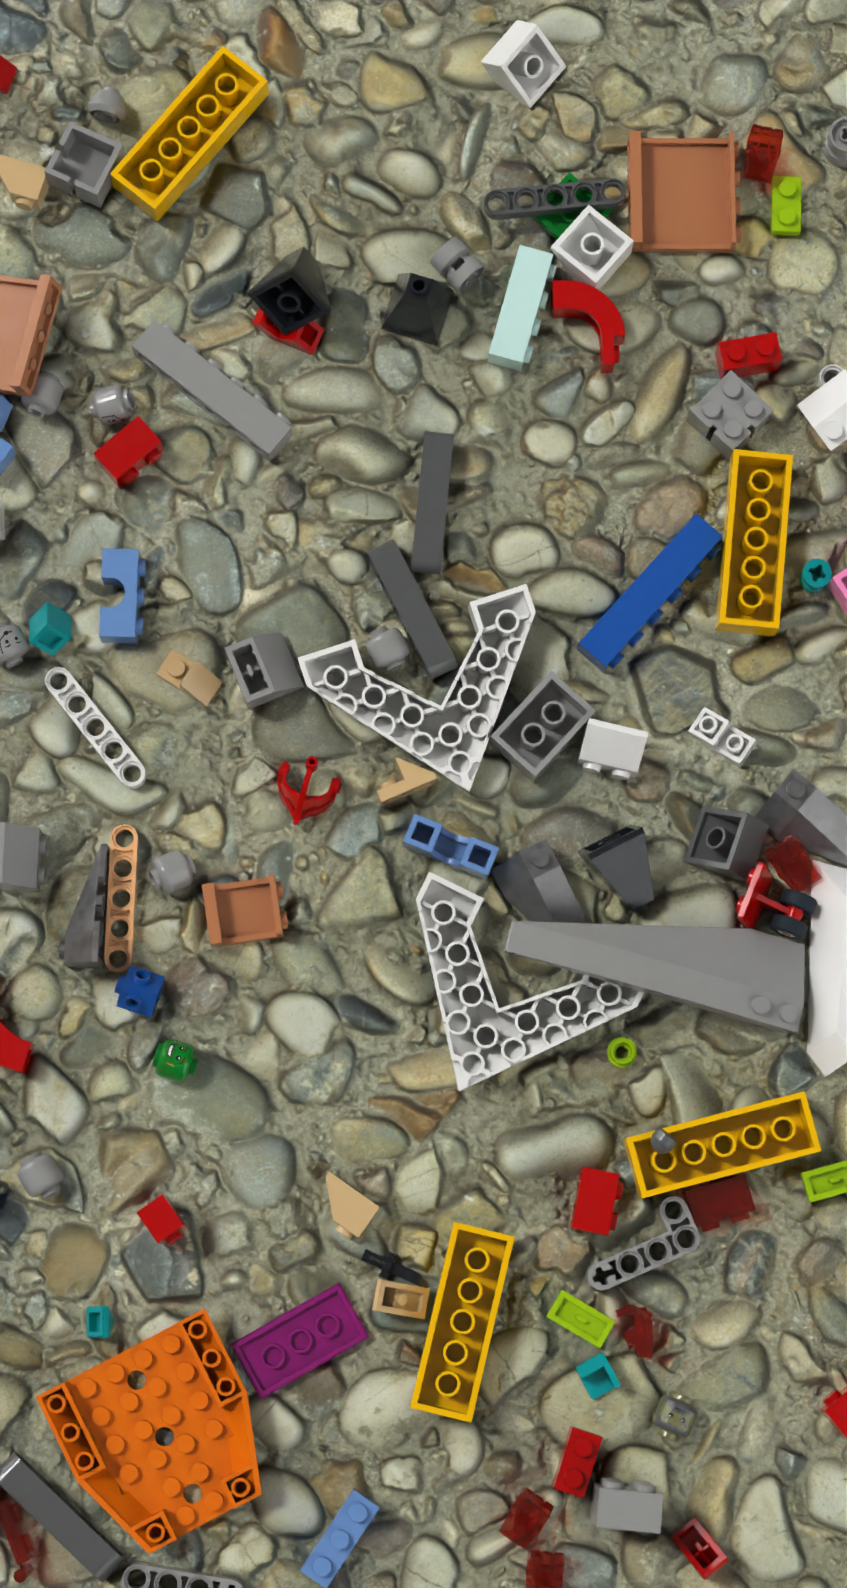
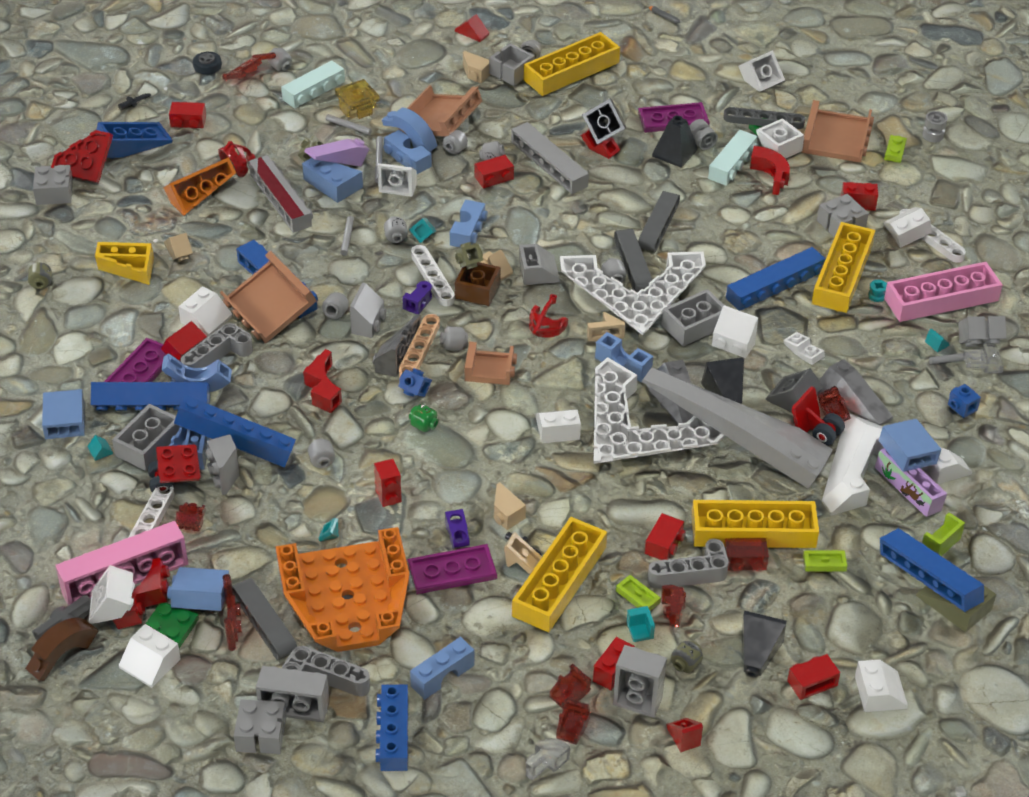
camera: 20 degrees right, 35 degrees down
(91, 790) = (418, 298): none -> dark purple leg
(154, 715) = (474, 252): none -> olive brick
(176, 739) = (478, 283): none -> reddish brown brick
(288, 1270) = (457, 529): none -> dark purple leg
(381, 1008) = (559, 426): none -> white slope
(395, 220) = (657, 117): none -> magenta tile
(631, 1052) = (702, 473): lime plate -> none
(662, 1141) = (716, 501): dark grey hinge -> none
(762, 153) = (887, 122): clear red hand -> none
(774, 1370) = (760, 641): none -> black slope

